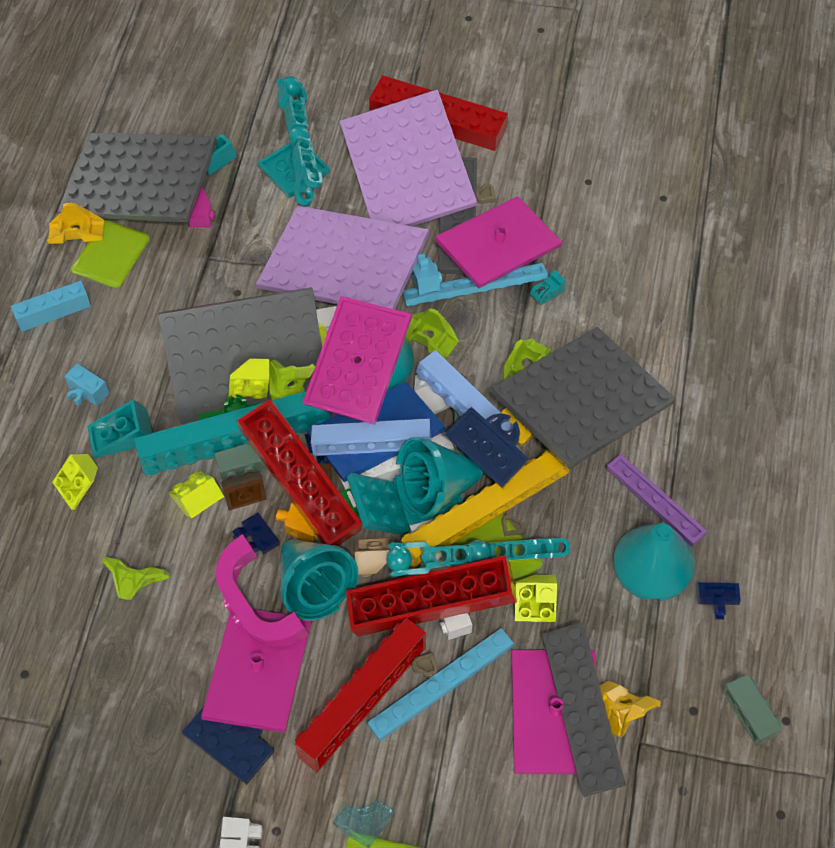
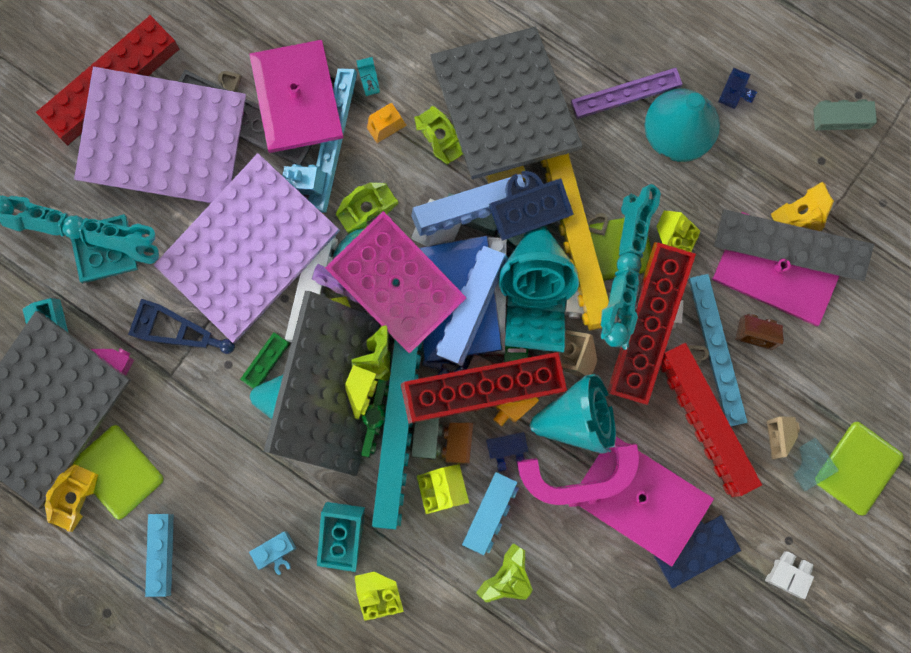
camera: 70 degrees left, 20 degrees up
(187, 541) = (489, 514): none -> medium azure brick
(243, 219) = (145, 320): none -> dark blue plate
(379, 773) = (782, 435): none -> tan slope
(476, 710) = (760, 332): none -> reddish brown slope
(513, 315) = (386, 122): none -> light orange torso

